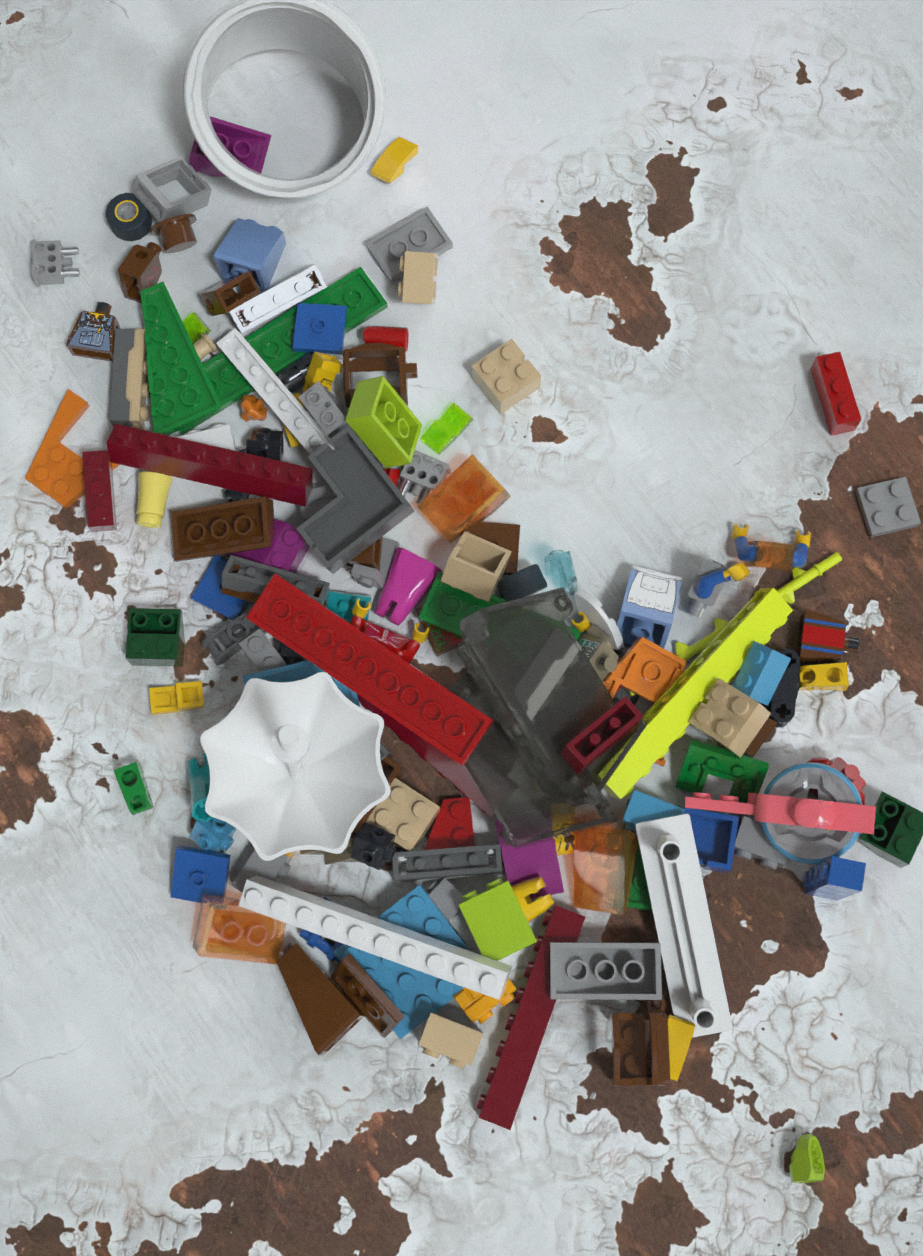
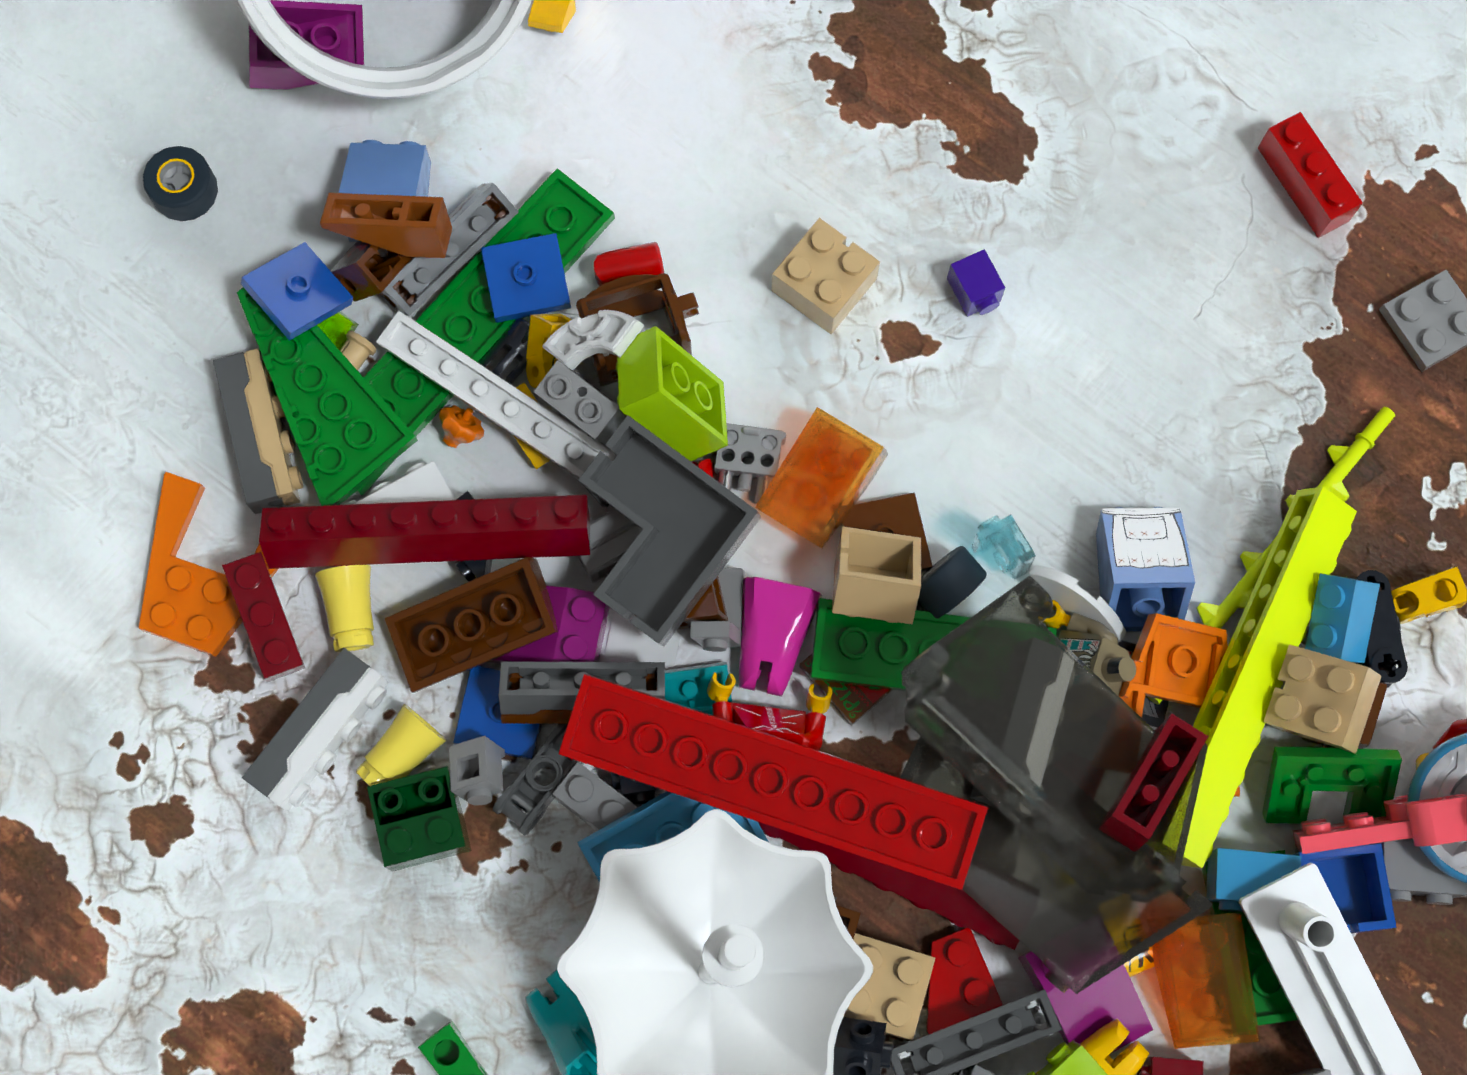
camera: 20 degrees left, 0 degrees up
(49, 263) = (77, 286): light grey piece -> none
(94, 334) = (182, 376): torso -> none
(111, 567) = (316, 730): none -> piece
(140, 270) = (222, 260): reddish brown torso -> none
(154, 200) = (220, 151): light grey window -> none
(158, 592) = (400, 748): none -> light yellow plant
(176, 232) = (262, 189): reddish brown piece -> none
(176, 299) = (296, 290): none -> plate
(176, 698) = (477, 903): yellow slope -> none
(198, 616) = (476, 770): none -> light grey brick
(247, 273) = (393, 222): none -> dark orange slope
(266, 444) = (498, 475): black brick -> none
(348, 372) = (598, 333): none -> white tile
(414, 234) = (618, 116): light grey plate -> none
(418, 279) = (655, 163): tan piece -> none
(447, 428) = (760, 377): clear neon green slope -> none
(600, 406) = (976, 283): none -> dark purple brick
(710, 582) = (1225, 502): torso -> none
(771, 554) = (1292, 438): torso -> none
(823, 639) = (1407, 540): torso -> none

